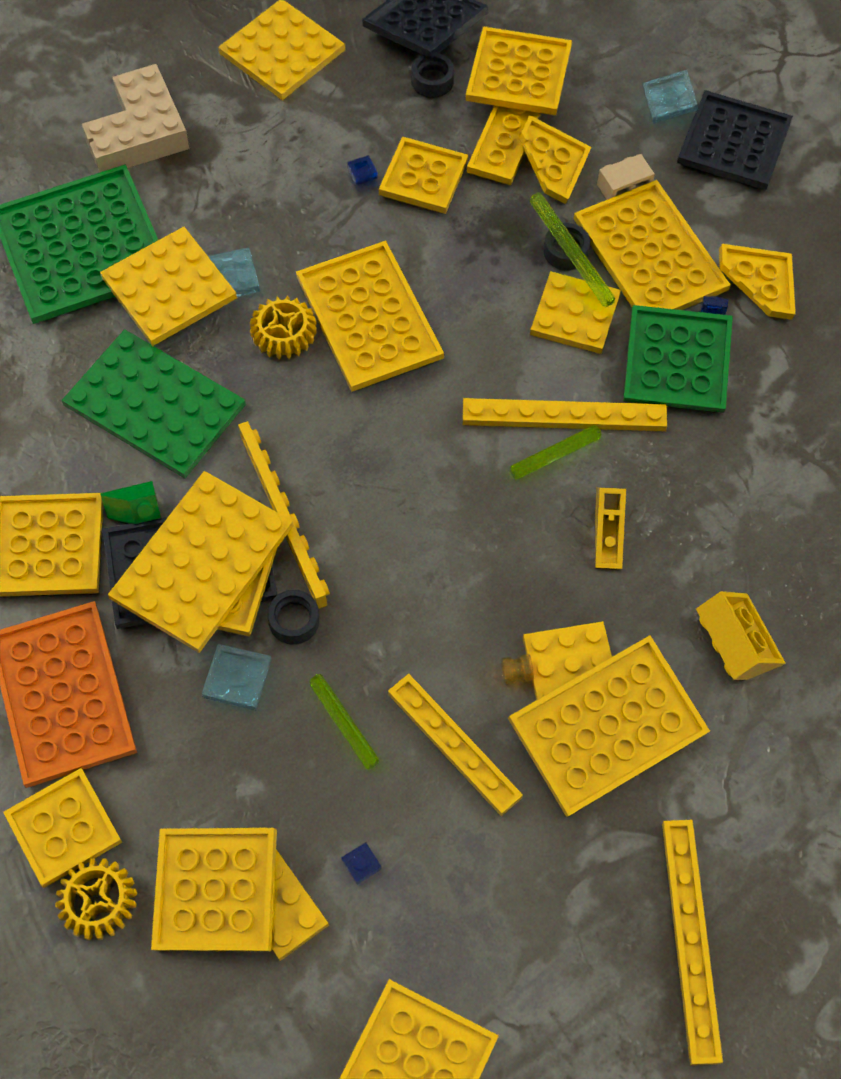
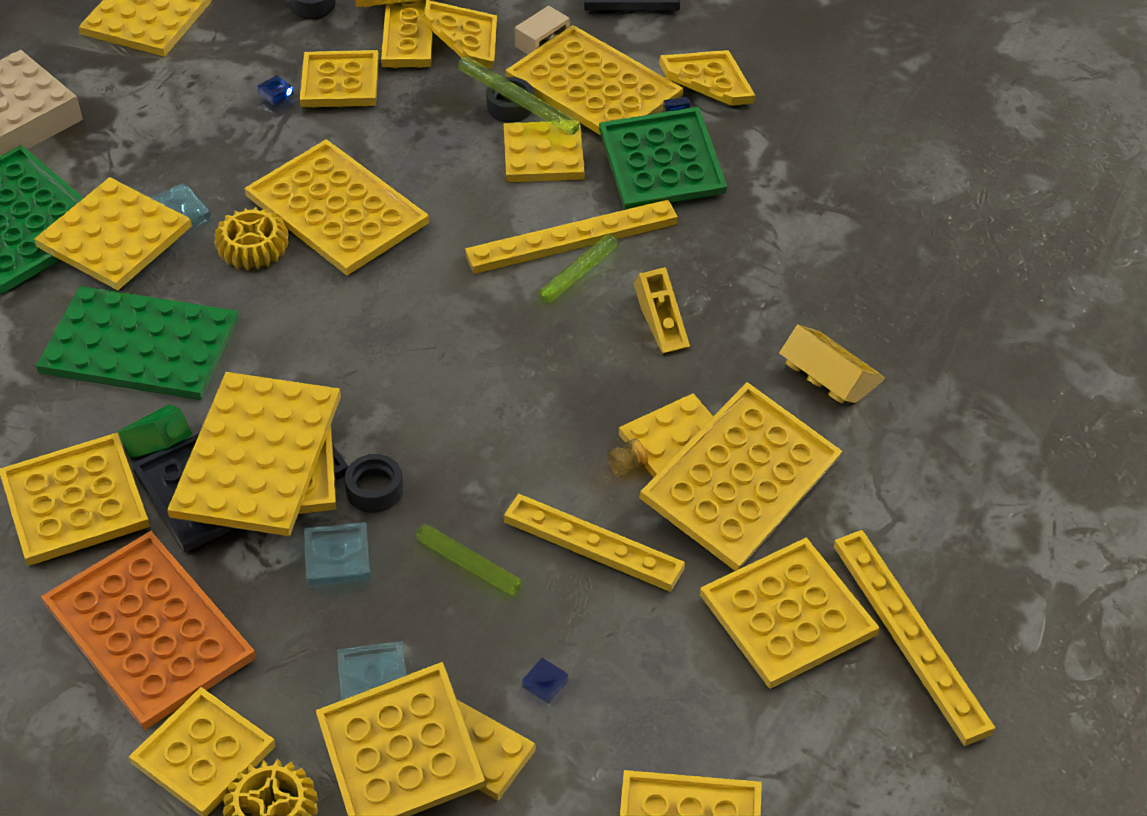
camera: 20 degrees left, 15 degrees down
(221, 803) = (369, 667): none -> clear light blue plate
(279, 503) = (348, 417): yellow plate -> none
(593, 876) = (788, 612): none -> yellow plate

